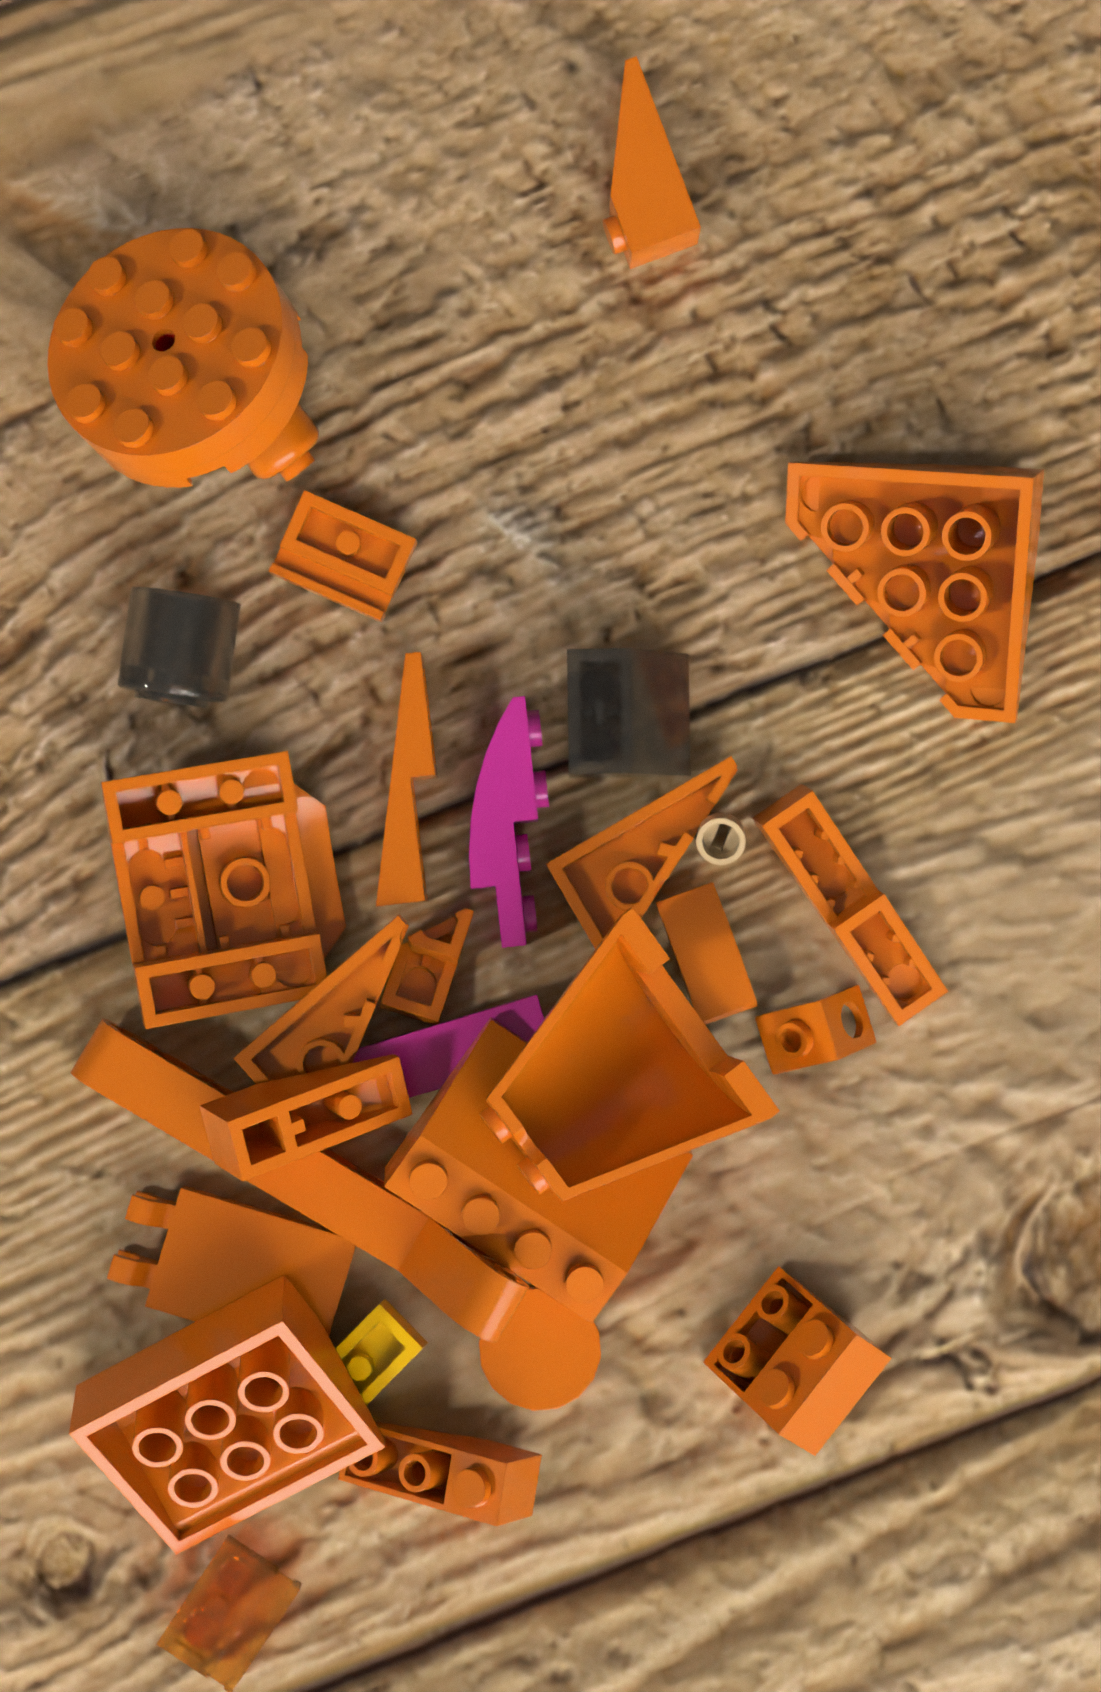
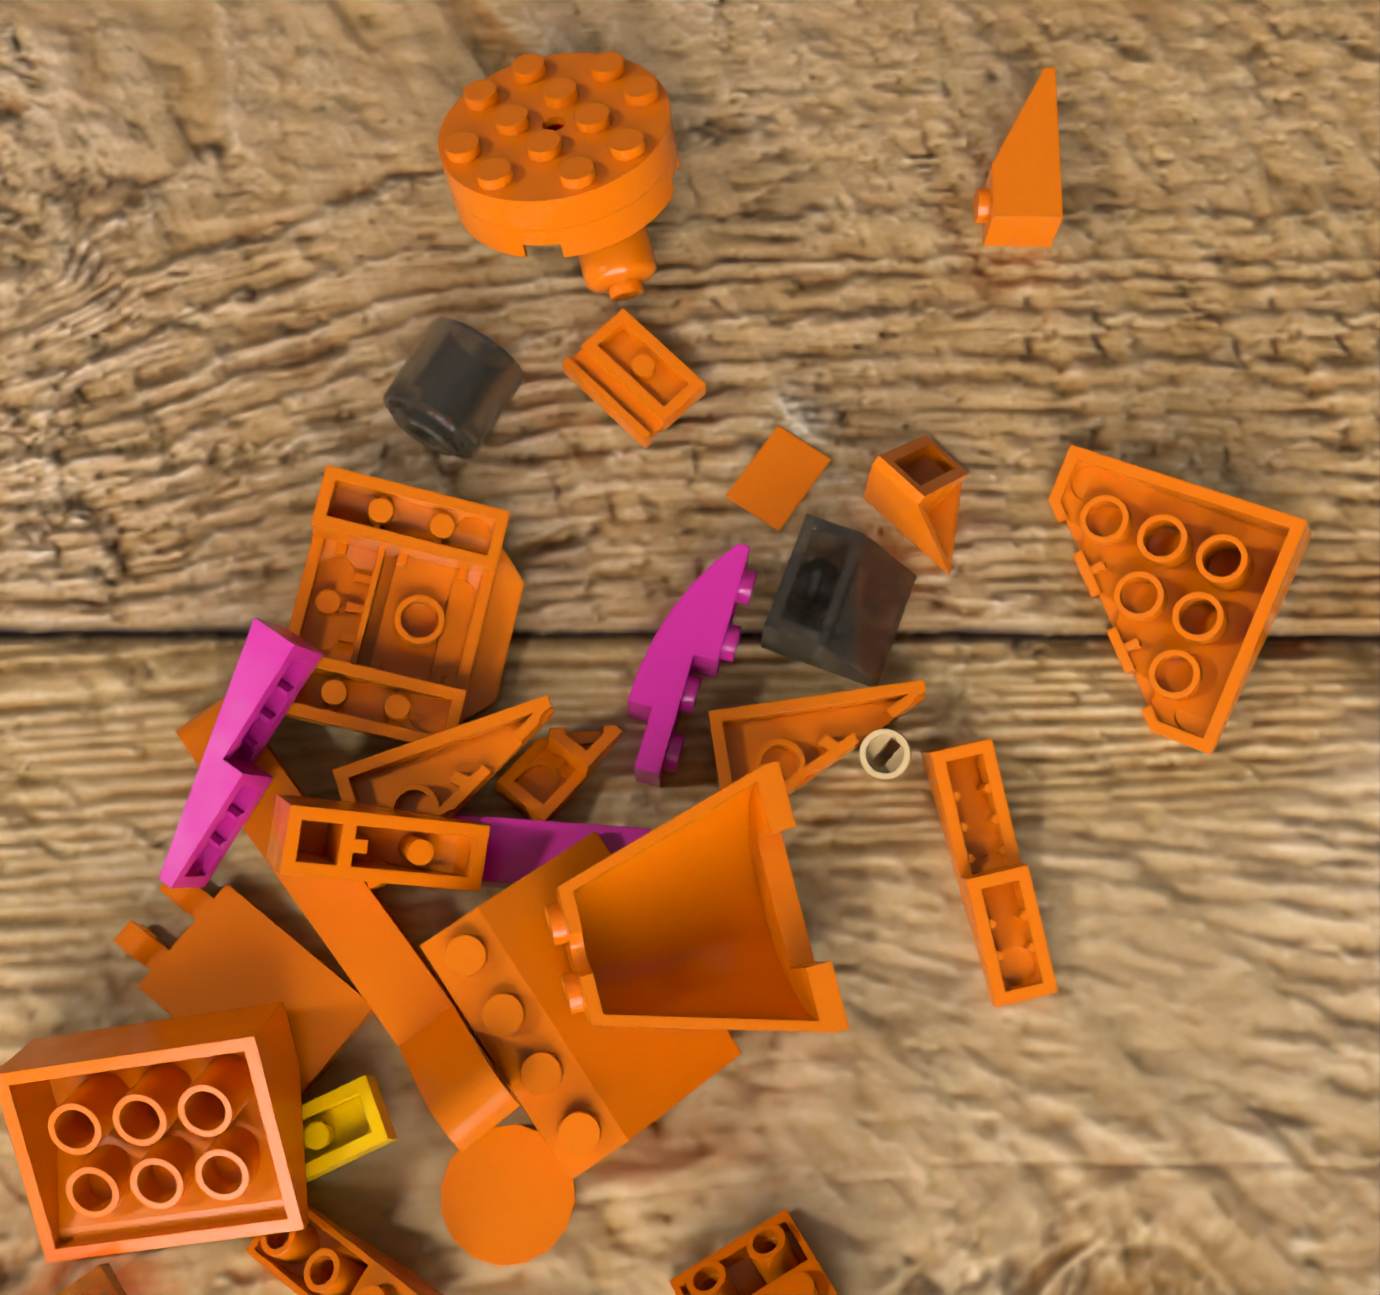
camera: 20 degrees right, 15 degrees down
(151, 1107) = (228, 780): none -> dark pink slope
(414, 759) = (621, 575): orange slope -> none
(520, 599) = (778, 478): none -> orange sticker
(665, 567) = (920, 495): none -> orange slope
(706, 953) = (831, 859): orange slope -> none
(814, 1031) = (909, 976): orange bracket -> none

